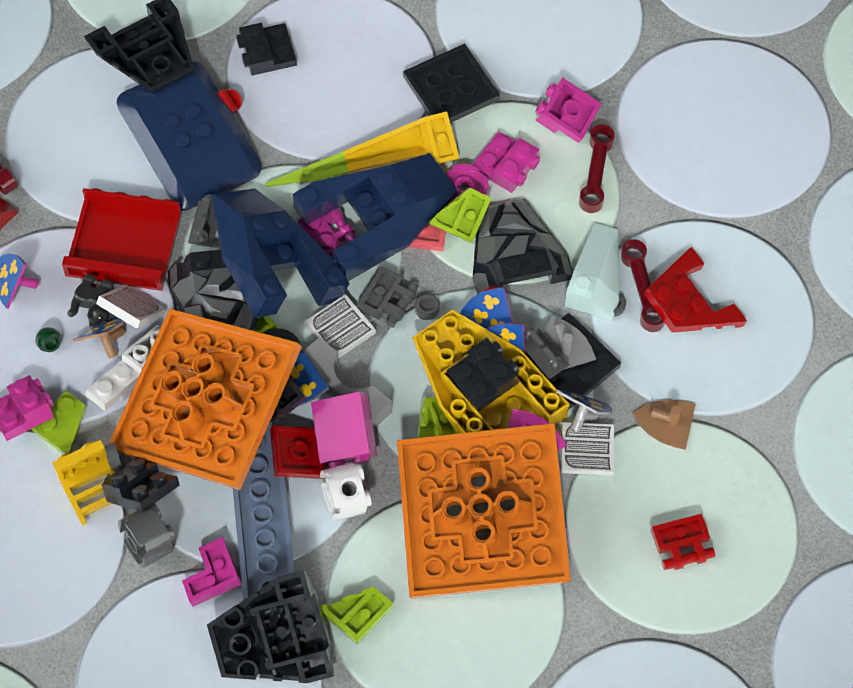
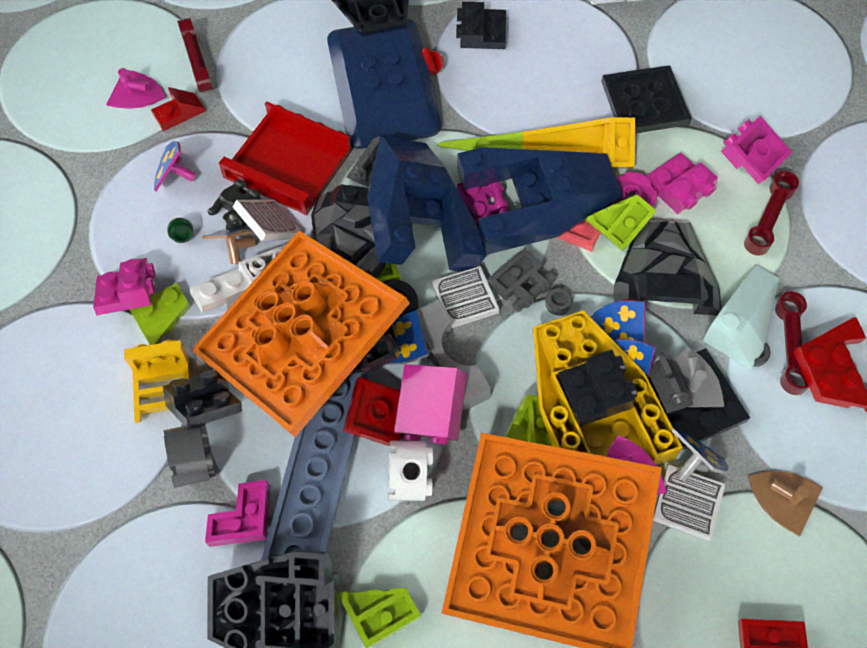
camera: 20 degrees right, 0 degrees up
(112, 456) = (189, 361): dark grey tile -> none

